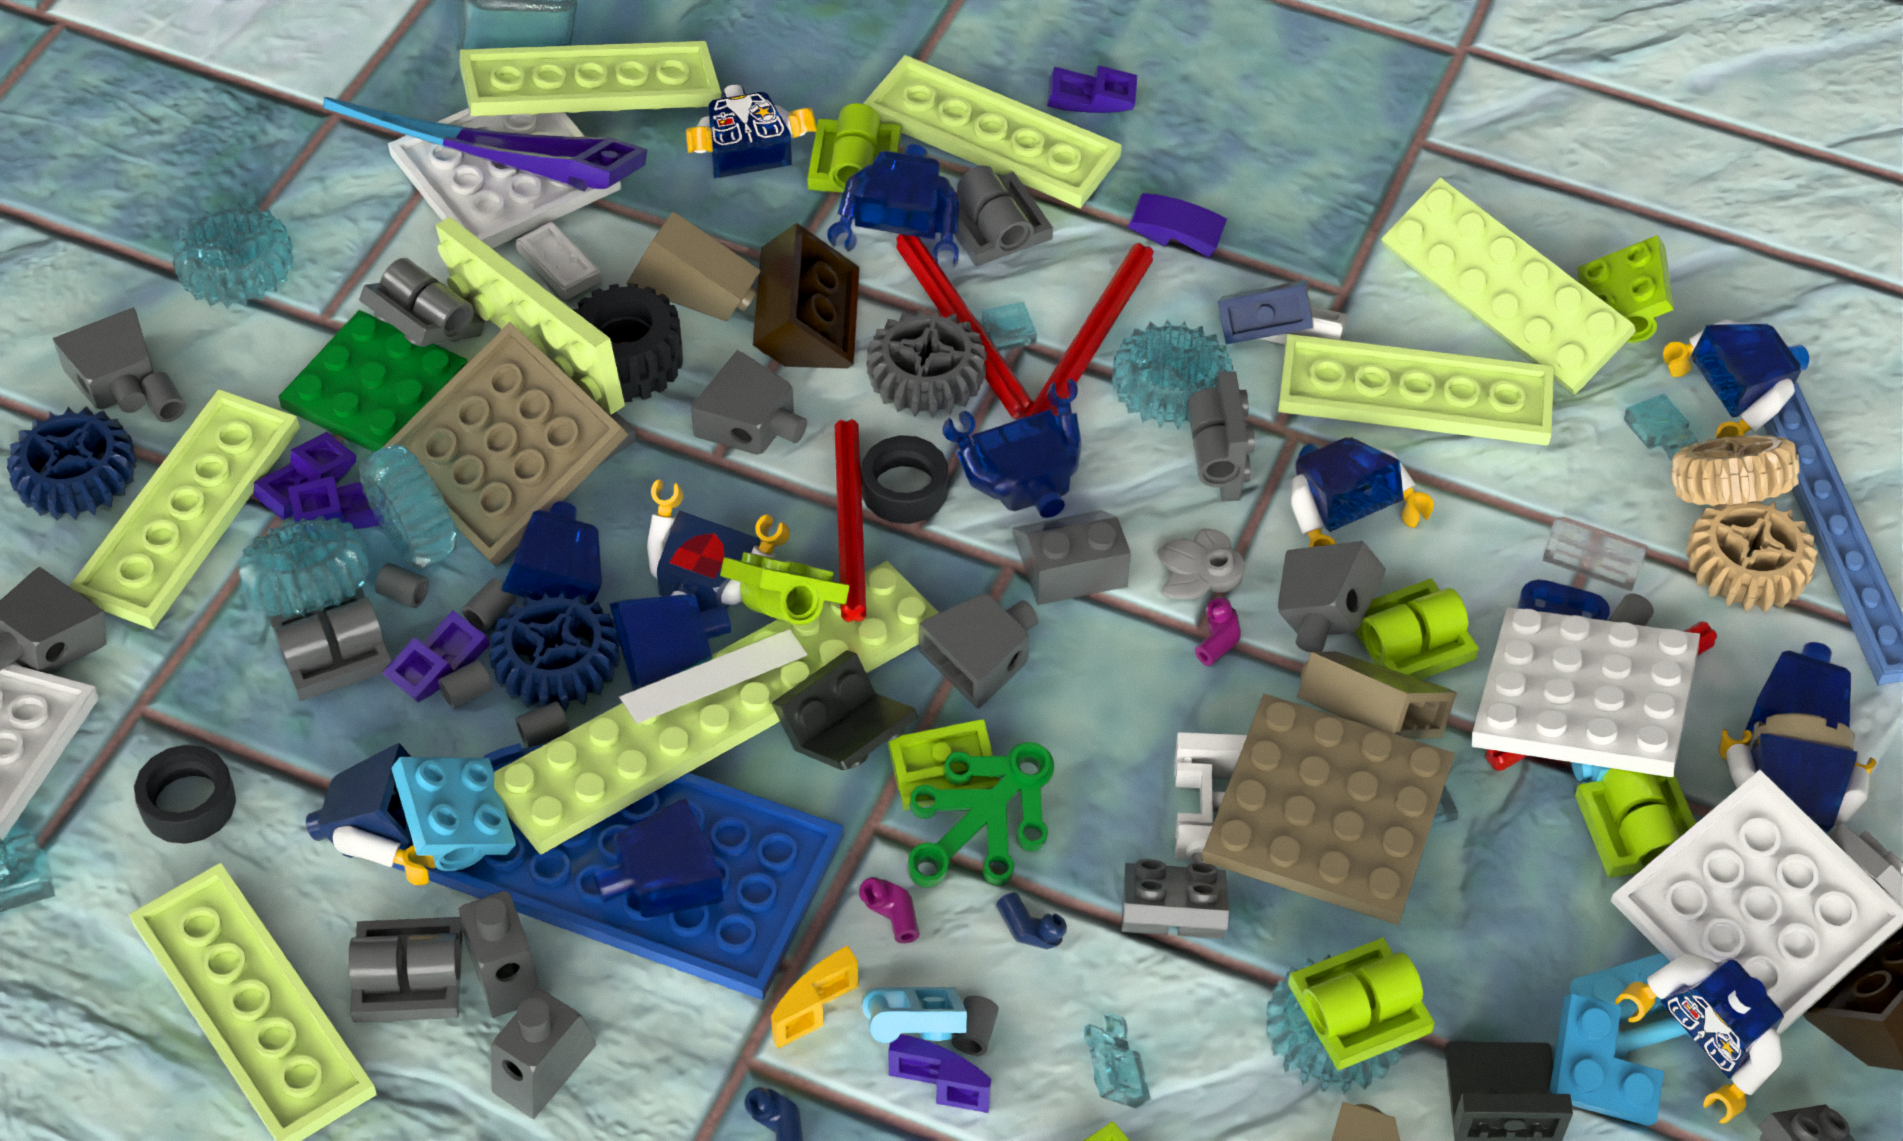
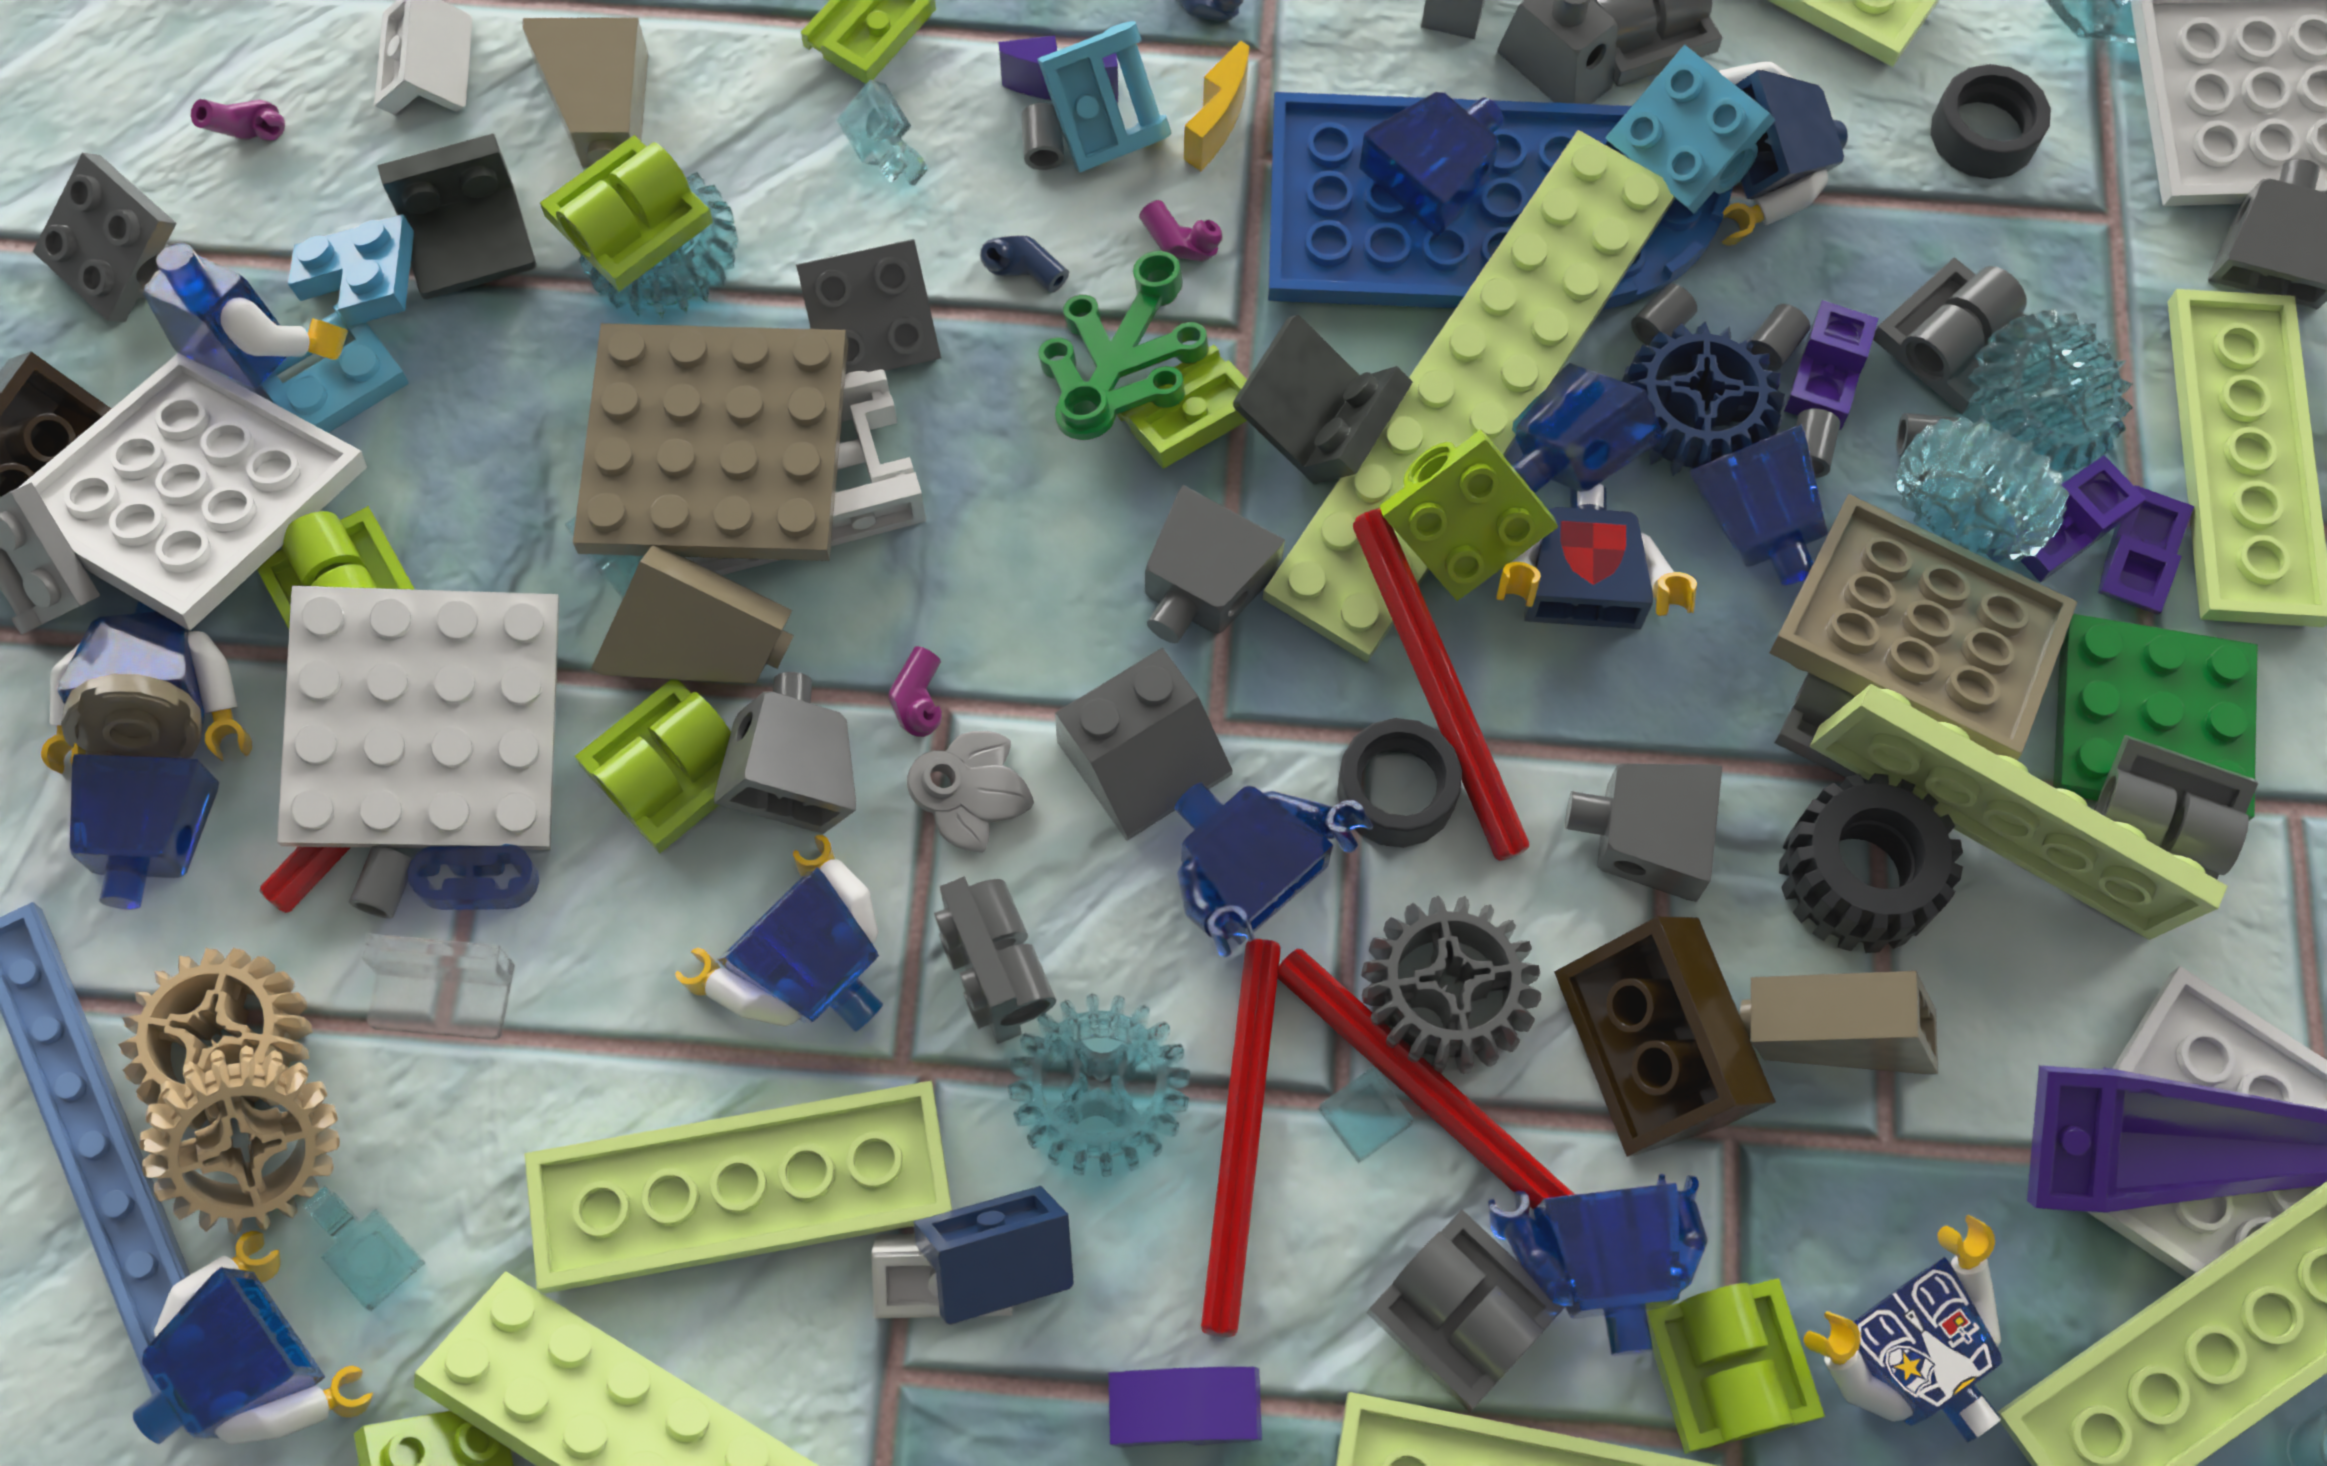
camera: 160 degrees right, 15 degrees up
(558, 260) = (2048, 999): white plate -> none
(713, 676) = (1503, 378): white sticker -> none

